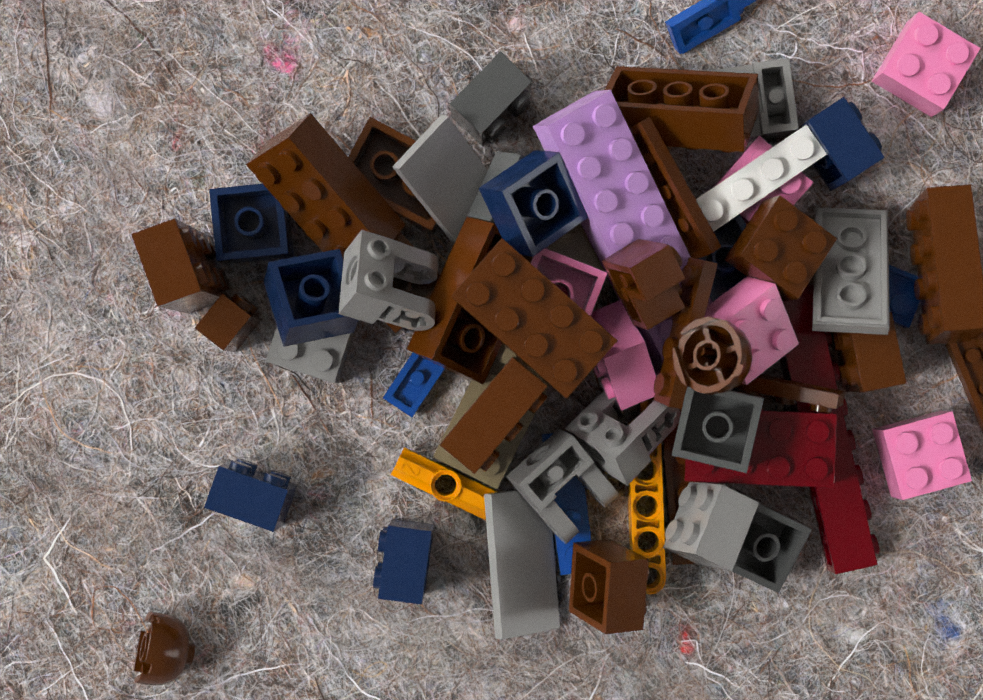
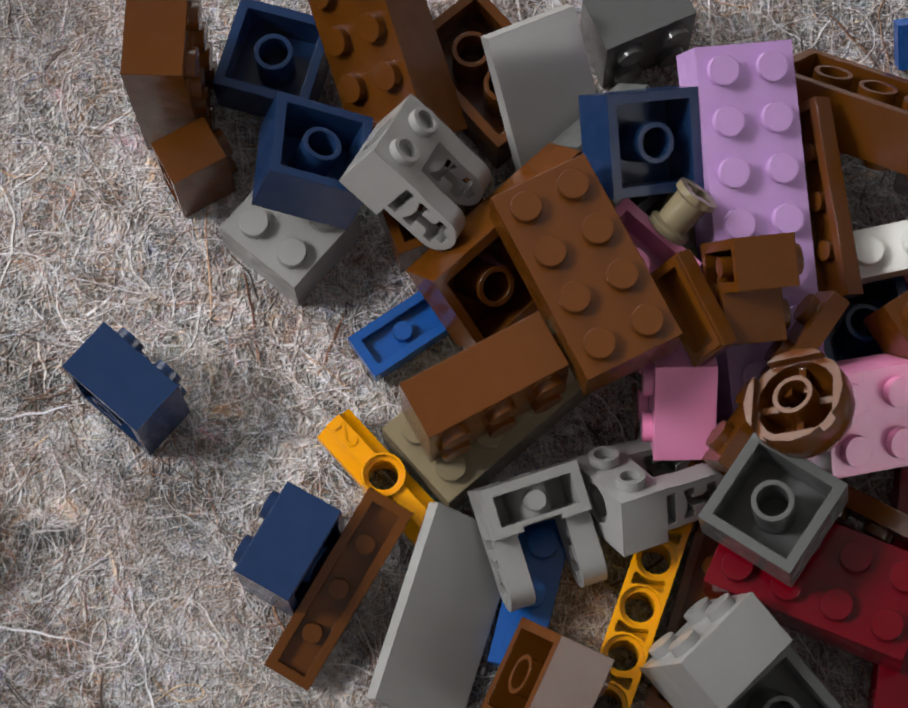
camera: 25 degrees right, 15 degrees down
(447, 569) = (339, 588): none -> reddish brown plate
(581, 243) = (682, 211): none -> dark tan bush
(614, 312) = (694, 308): none -> reddish brown tile

